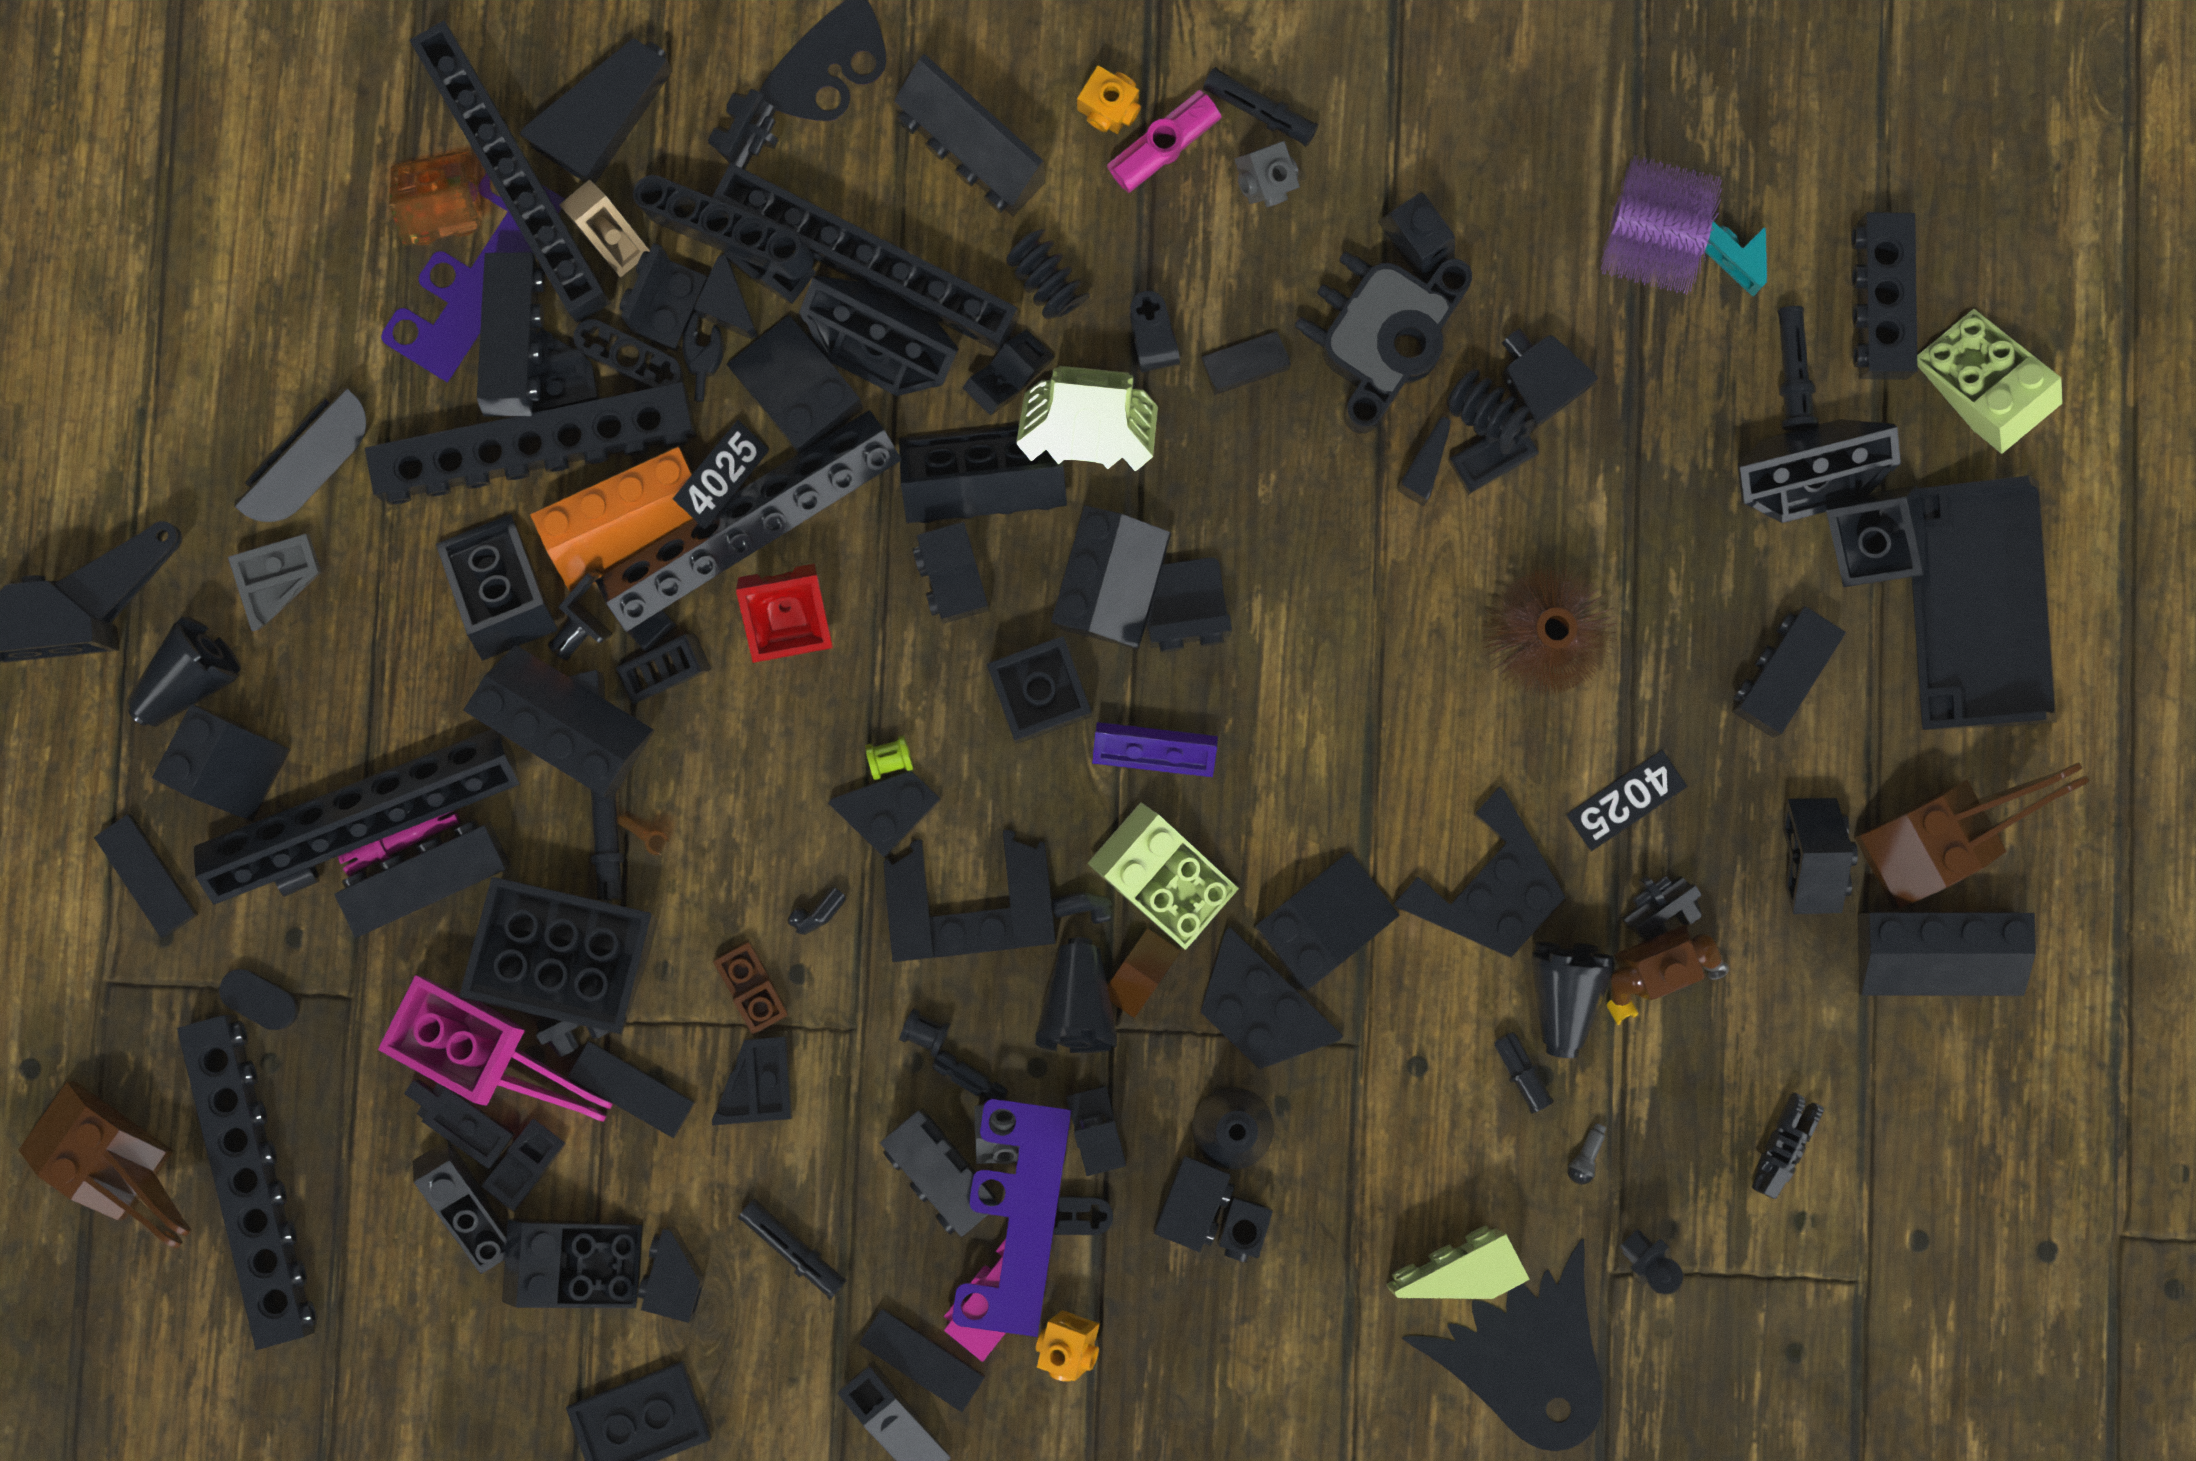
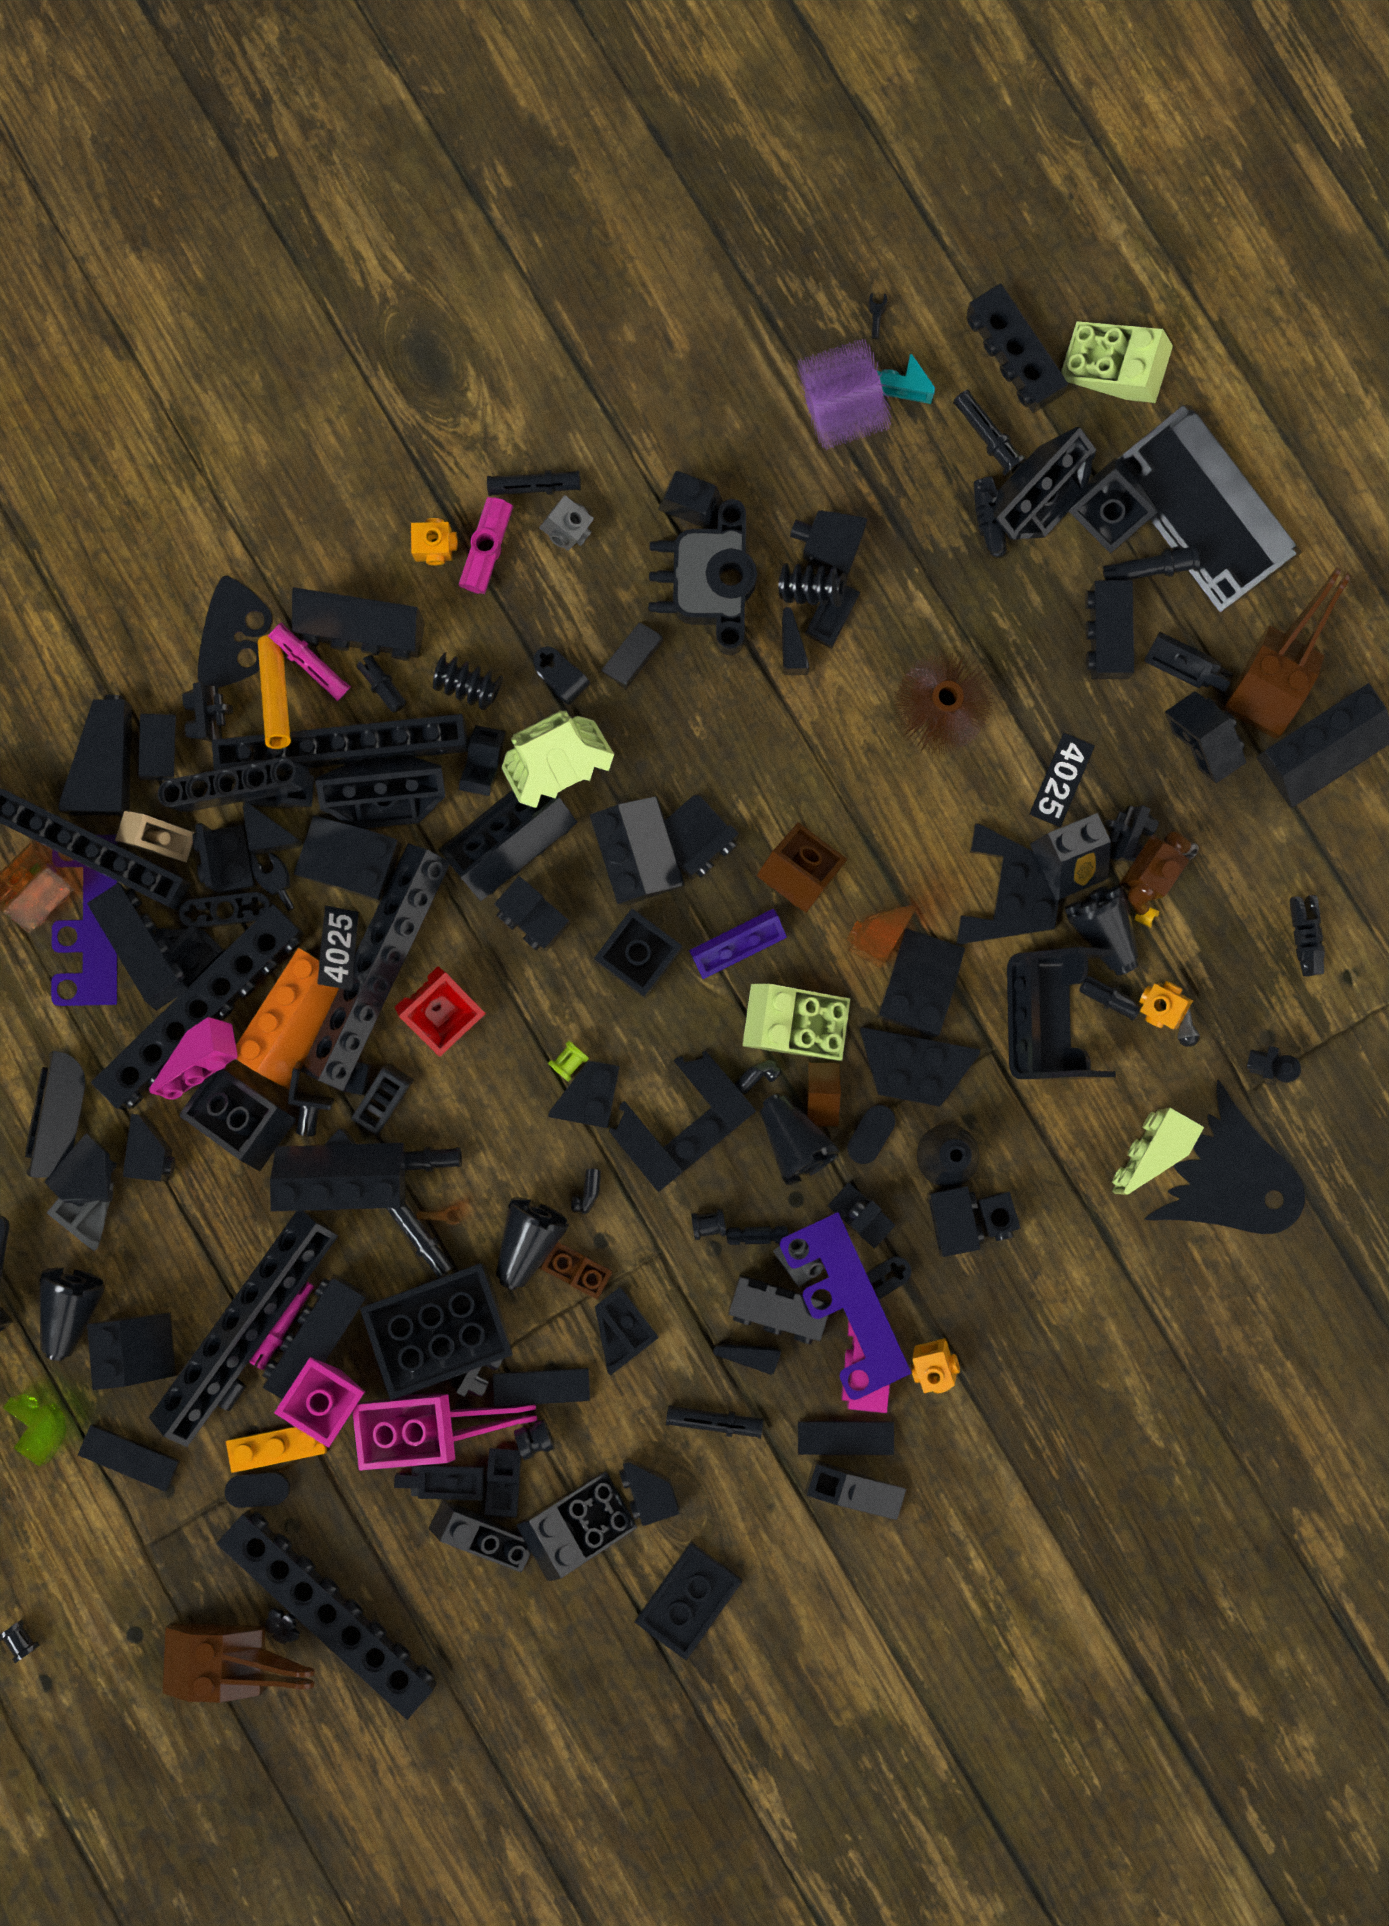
camera: 30 degrees left, 0 degrees up
(78, 785) = (44, 1431): none -> clear neon green brick
(189, 1162) = (282, 1626): none -> black plant
(293, 541) = (83, 1174): none -> black slope
(309, 967) = (271, 1448): none -> light orange plate
(376, 561) = (147, 1152): none -> black slope
(384, 948) = (320, 1401): none -> dark pink slope
(498, 493) = (197, 1056): none -> dark pink slope
(586, 1140) = (541, 1436): none -> black wheel
(668, 132) = (156, 747): none -> black hinge
(673, 766) = (430, 1159): none -> black pin
(718, 921) = (527, 1240): none -> black cone
(831, 153) = (273, 694): none -> light orange piece
(881, 1209) = (755, 1357): none -> black slope
(889, 137) = (309, 661): none -> dark pink pin
(954, 219) = (381, 684): none -> black axle
(1164, 1050) = (871, 1134): none -> black tile
(1278, 711) = (801, 867): none -> reddish brown slope
(1313, 838) = (879, 934): none -> clear orange slope
(1435, 1042) = (1041, 1014): none -> black windscreen
(1584, 892) = (1074, 856): none -> black slope
(1588, 1128) = (1176, 1006): none -> light orange brick
(1742, 439) = (985, 501): none -> black hinge
(1759, 157) = (876, 311): none -> black hand
(1848, 762) = (1187, 663): none -> black hinge
(1897, 637) = (1166, 563): none -> black pin

